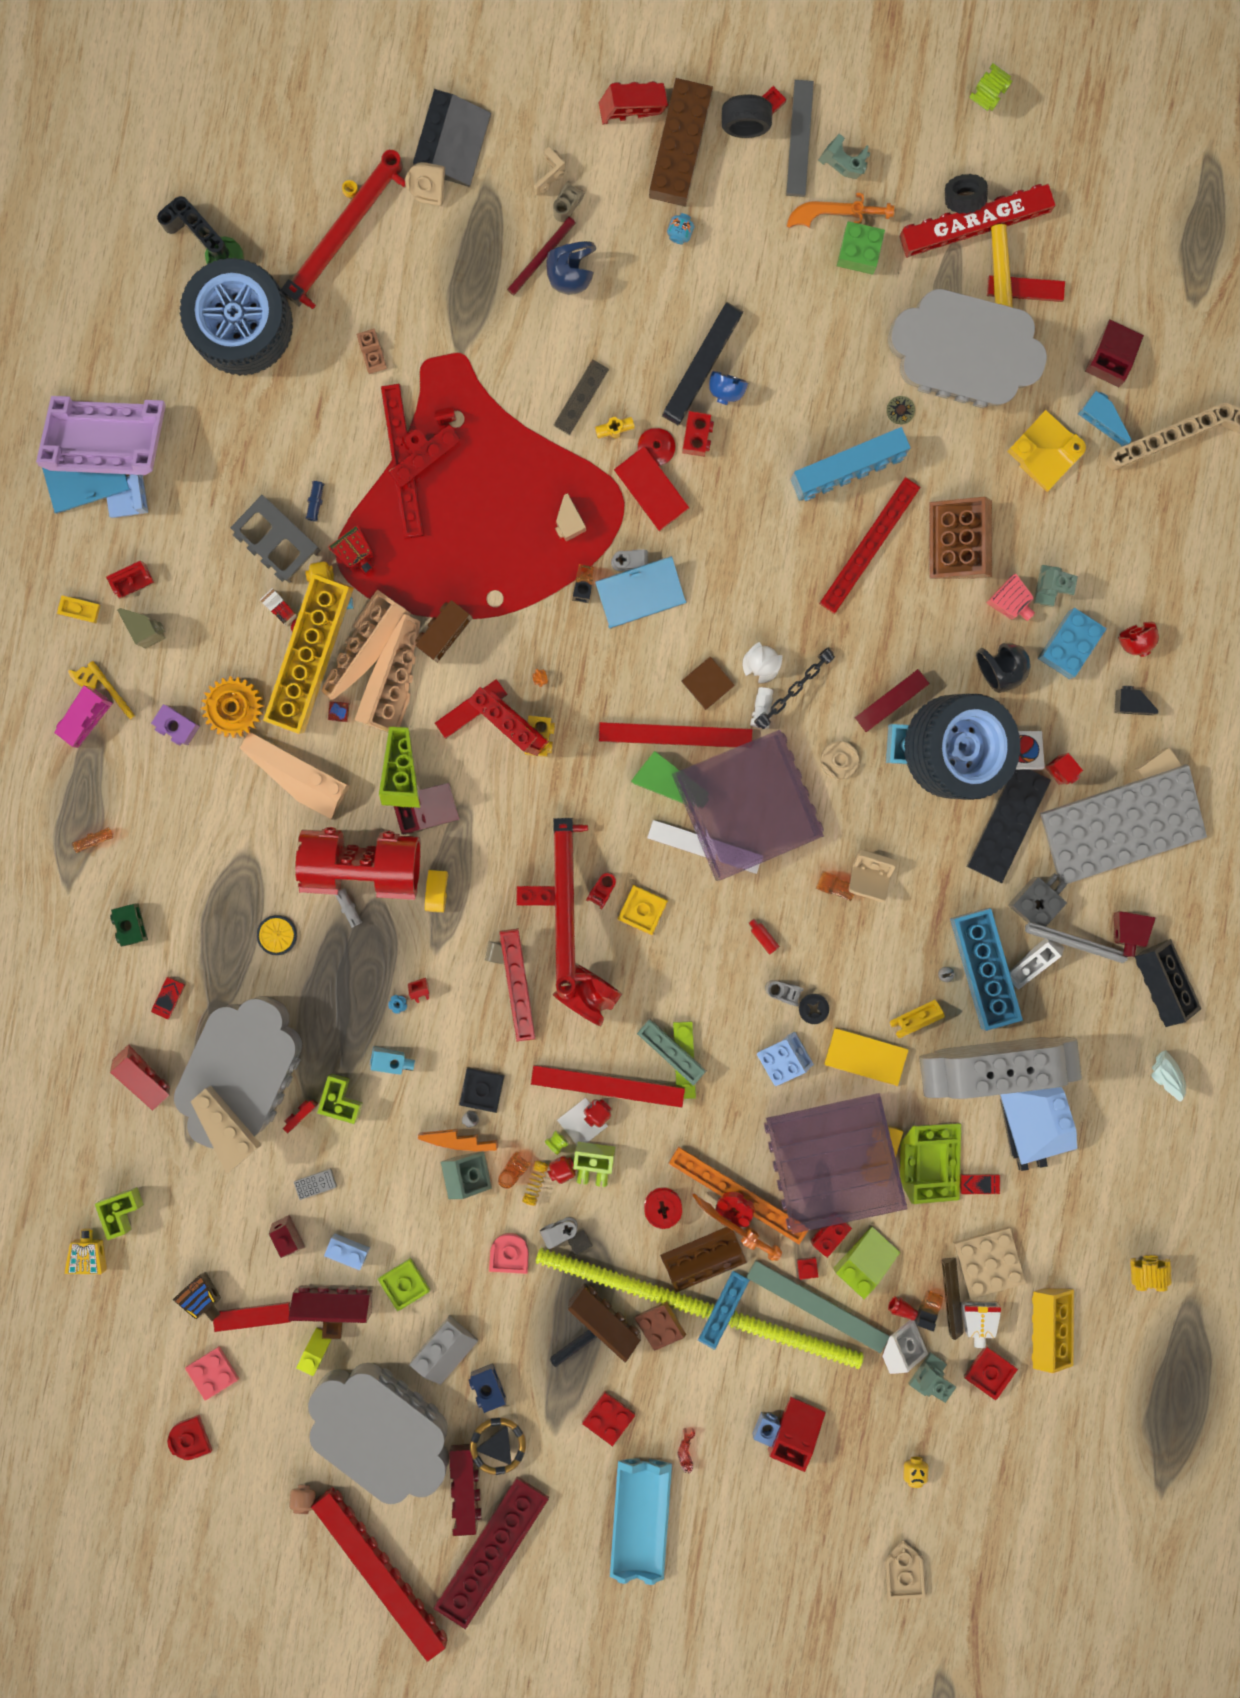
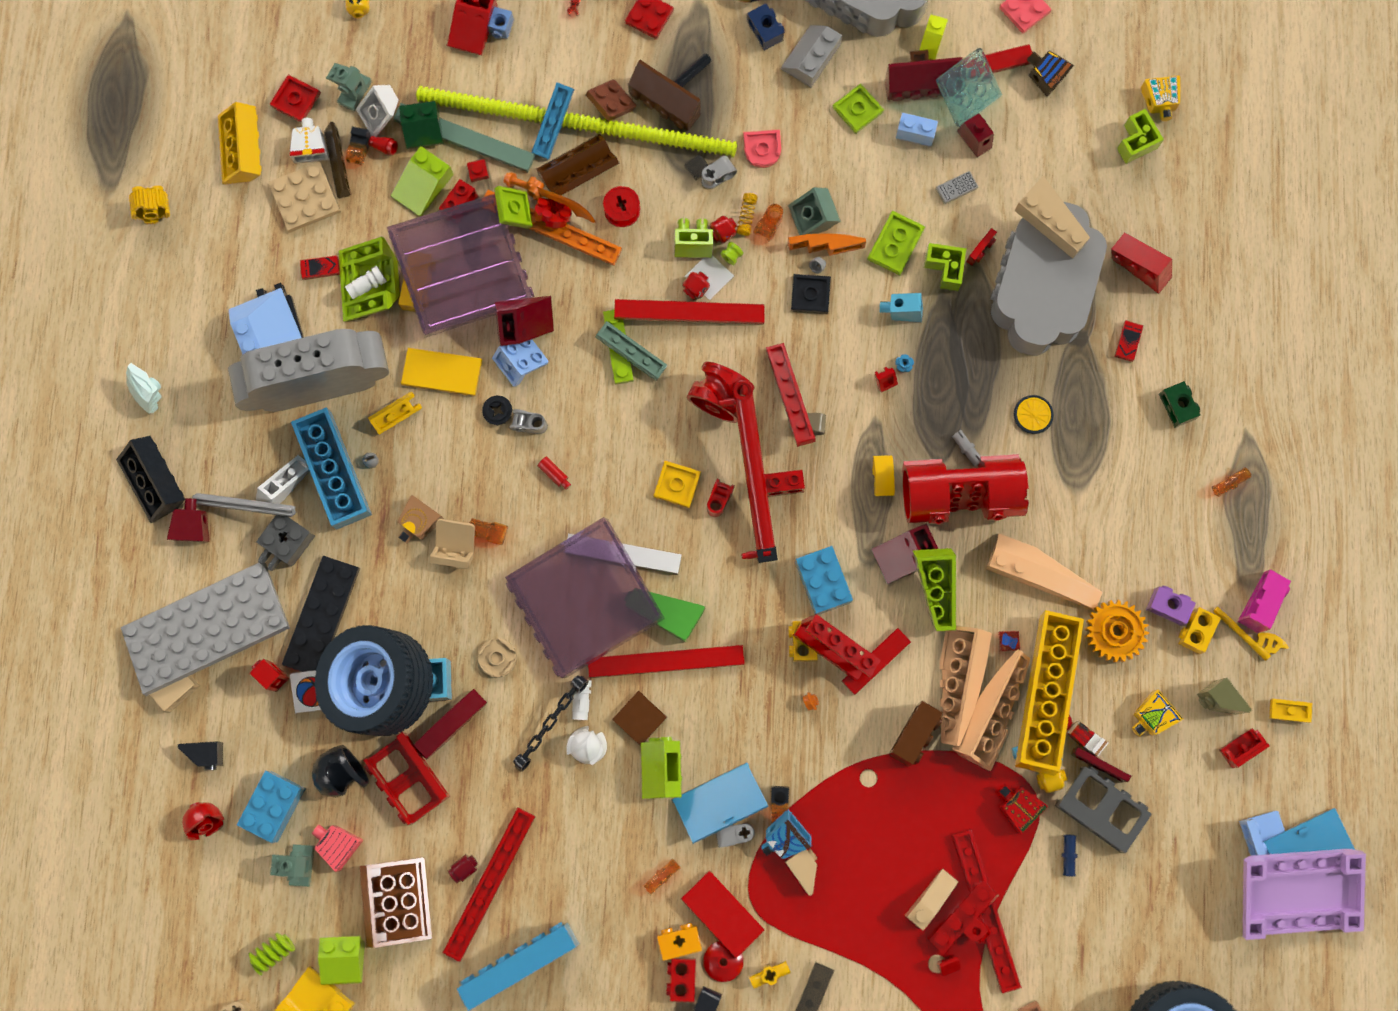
camera: 175 degrees right, 10 degrees down
(148, 693) = (1203, 633): none -> yellow brick
(209, 621) = (1155, 715): none -> yellow torso
(270, 580) = (1101, 765): none -> dark red tile
(285, 1289) = (969, 87): none -> clear light blue plate
(386, 1132) = (896, 243): none -> lime tile
(452, 476) = (931, 899): none -> tan slope
(510, 792) = (823, 580): none -> dark azure brick
(581, 550) = (786, 836): none -> torso
(693, 629) = (661, 768): none -> lime piece
(705, 463) = (672, 950): none -> light orange brick
(705, 530) = (661, 876): none -> clear orange pin
(775, 1218) = (513, 207): none -> lime tile
(777, 1097) = (523, 319): none -> dark red slope
(861, 1323) = (421, 124): none -> dark green slope
(893, 562) = (463, 868): none -> dark red brick
(904, 906) = (417, 520): none -> medium nougat torso
(928, 660) = (417, 772): none -> red window
(934, 1158) = (365, 283): none -> white axle
(1017, 491) = (341, 960): none -> lime slope
(1082, 506) = (271, 953): none -> lime piece

